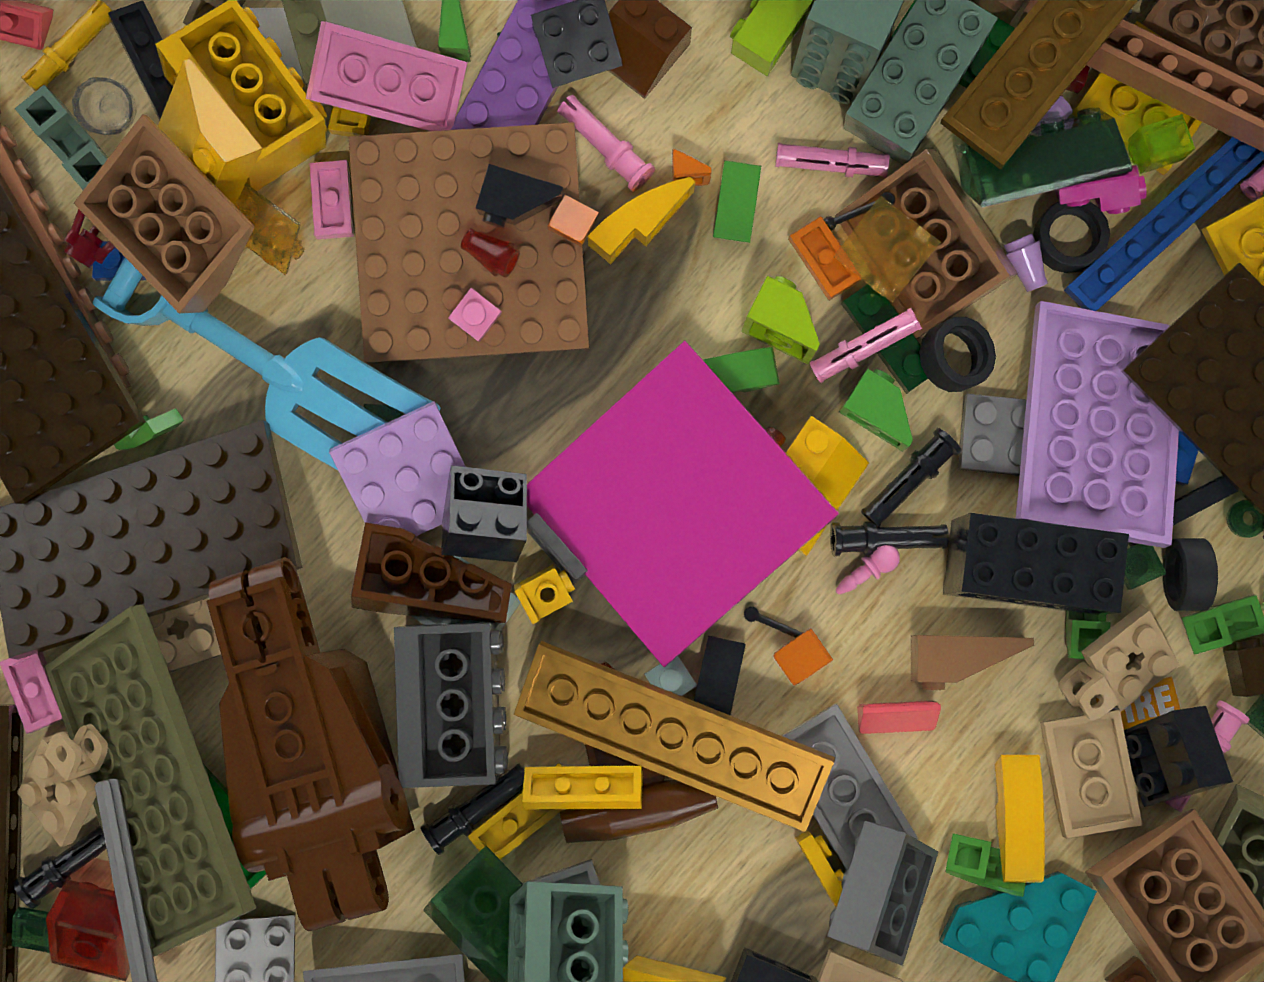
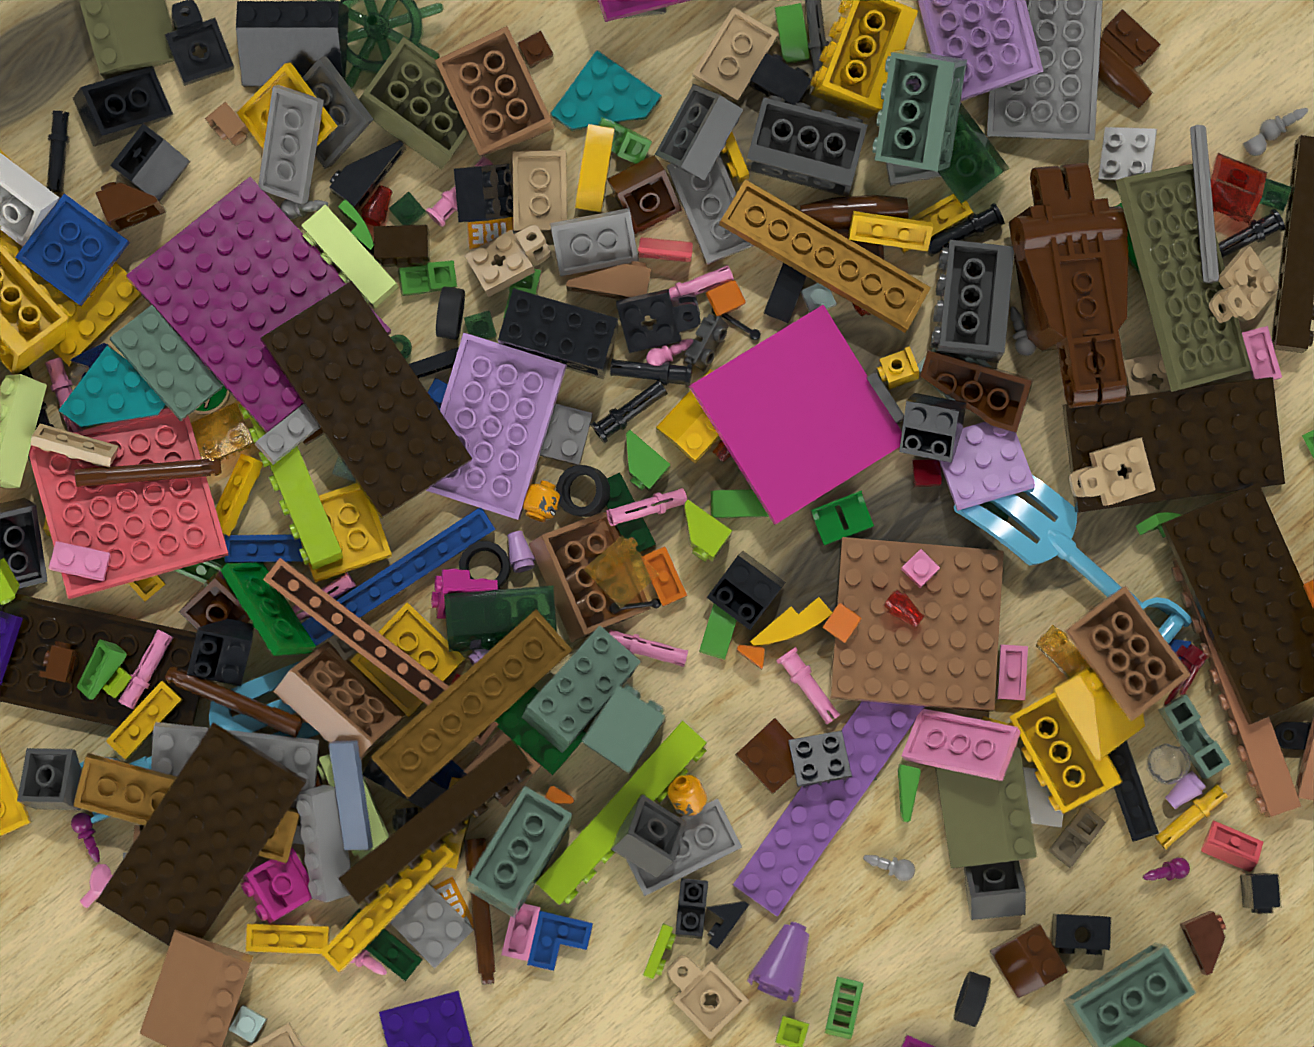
camera: 170 degrees left, 0 degrees up
(75, 75) = (1185, 790): none -> lavender cone
(231, 466) = (1103, 476): none -> tan plate
(373, 655) = (1023, 344): none -> light grey bar
(484, 451) = (926, 473): none -> dark red slope
(514, 196) = (881, 643): black slope -> none
(608, 363) = (854, 512): none -> green piece
(709, 254) = (746, 589): none -> black slope
(724, 870) = (804, 163): none -> dark grey brick
(821, 574) = (702, 353): none -> dark grey hinge
(856, 662) = (702, 283): none -> bright pink pin
(878, 615) = (671, 318): none -> black plate
(942, 791) = (645, 192): none -> reddish brown slope
(1003, 709) = (594, 242): none -> light grey plate
(1012, 332) = (541, 501): none -> light orange head
(1160, 144) = (414, 617): clear neon green brick -> none

